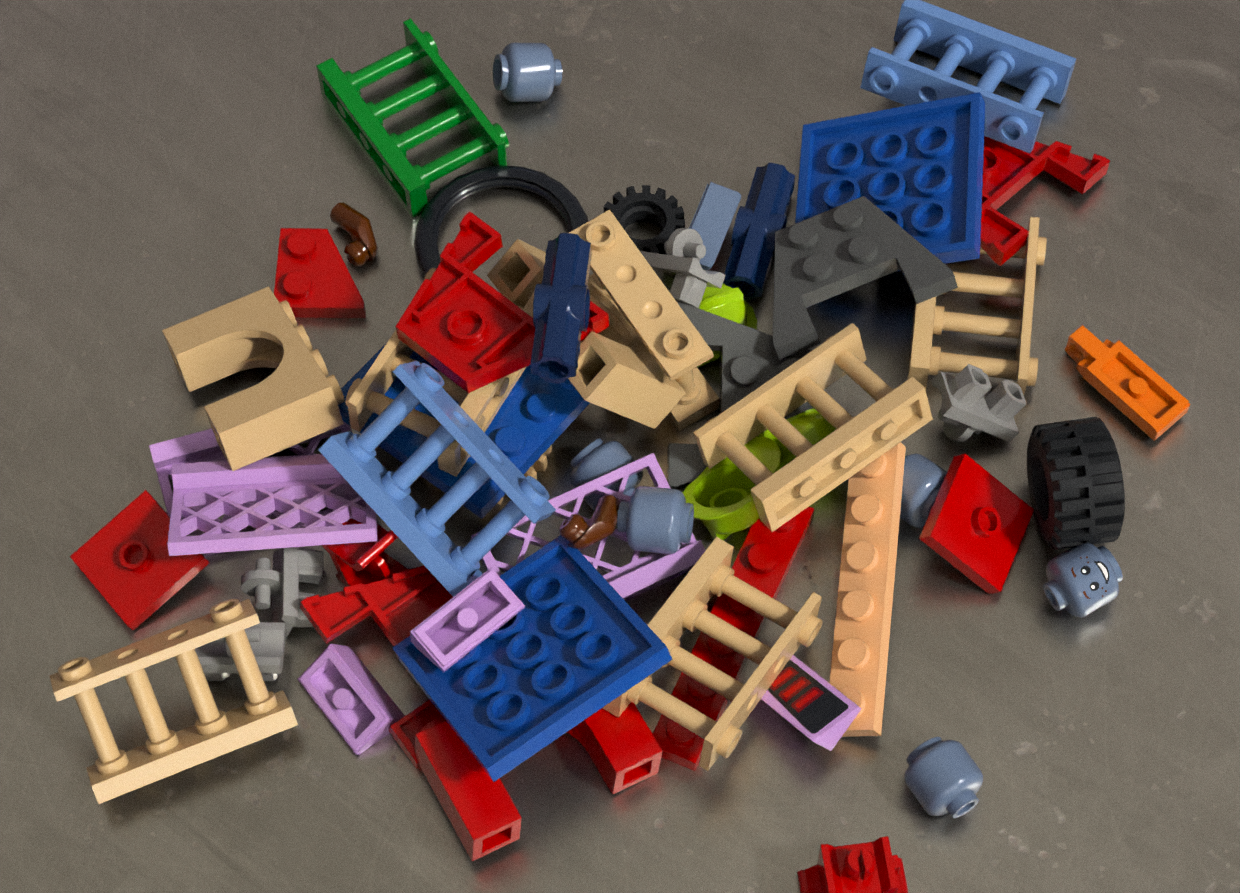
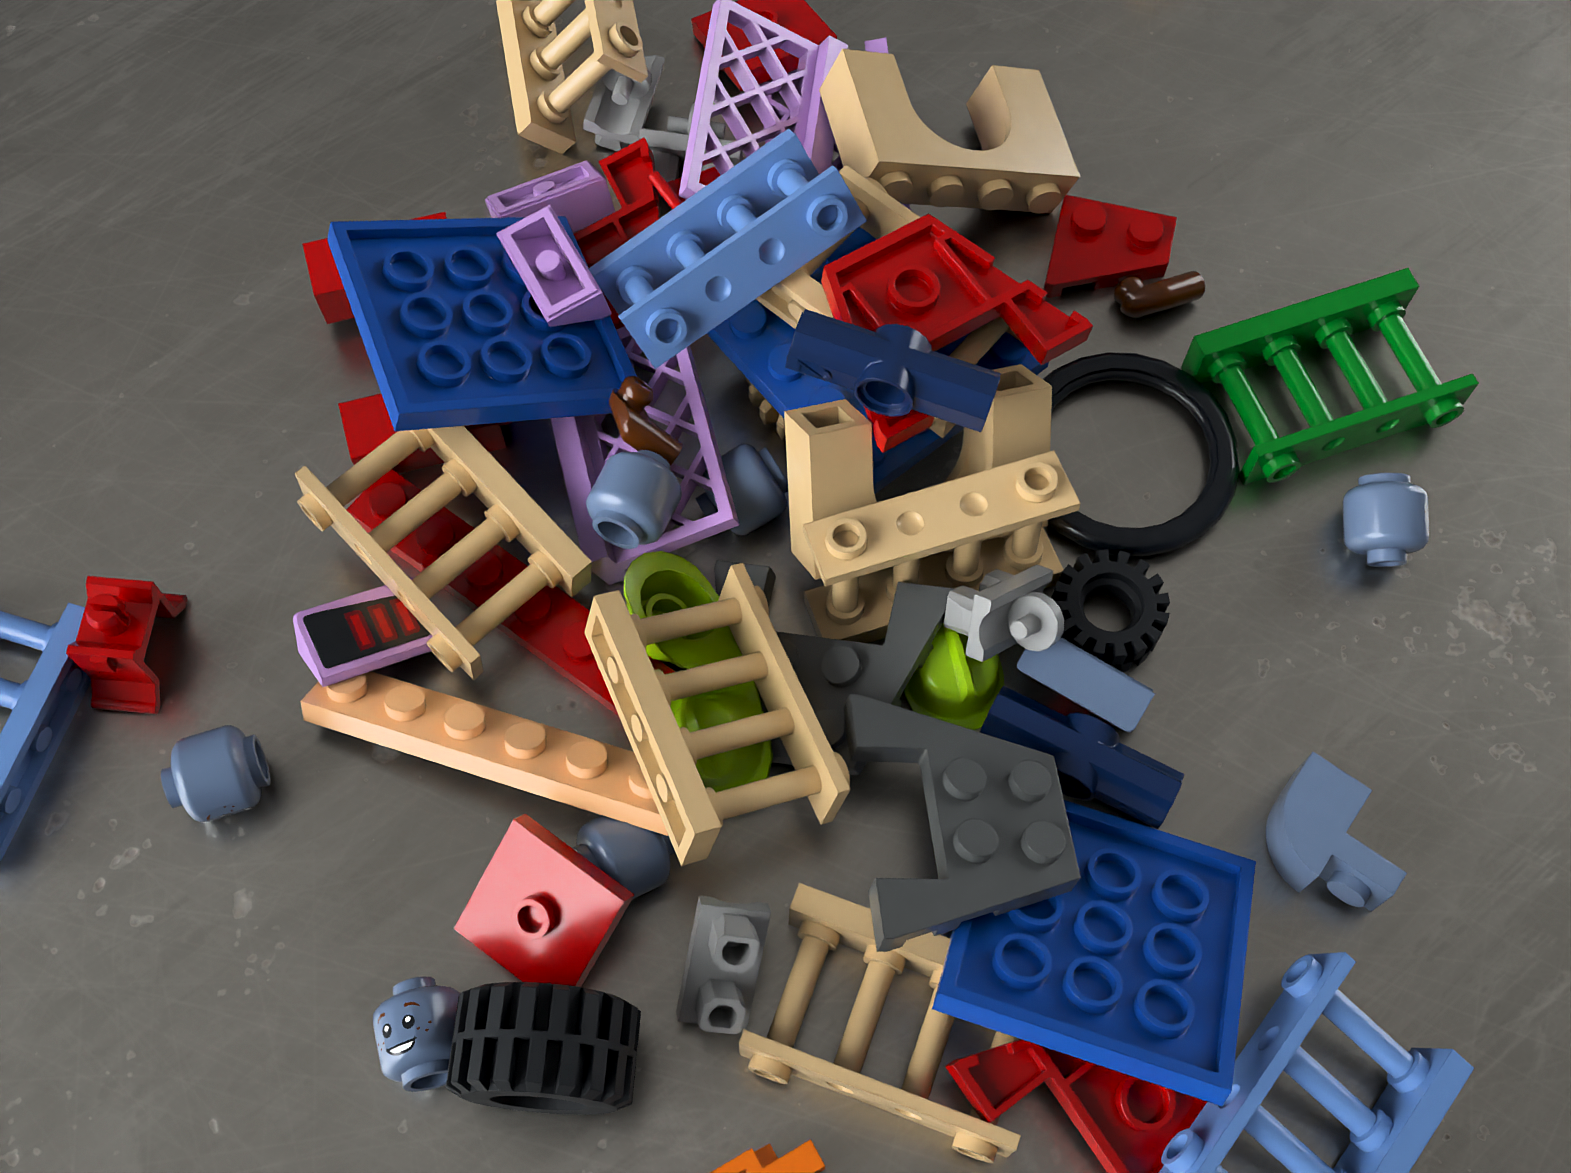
camera: 100 degrees right, 5 degrees up
(772, 96) = (1310, 837): none -> sand blue brick

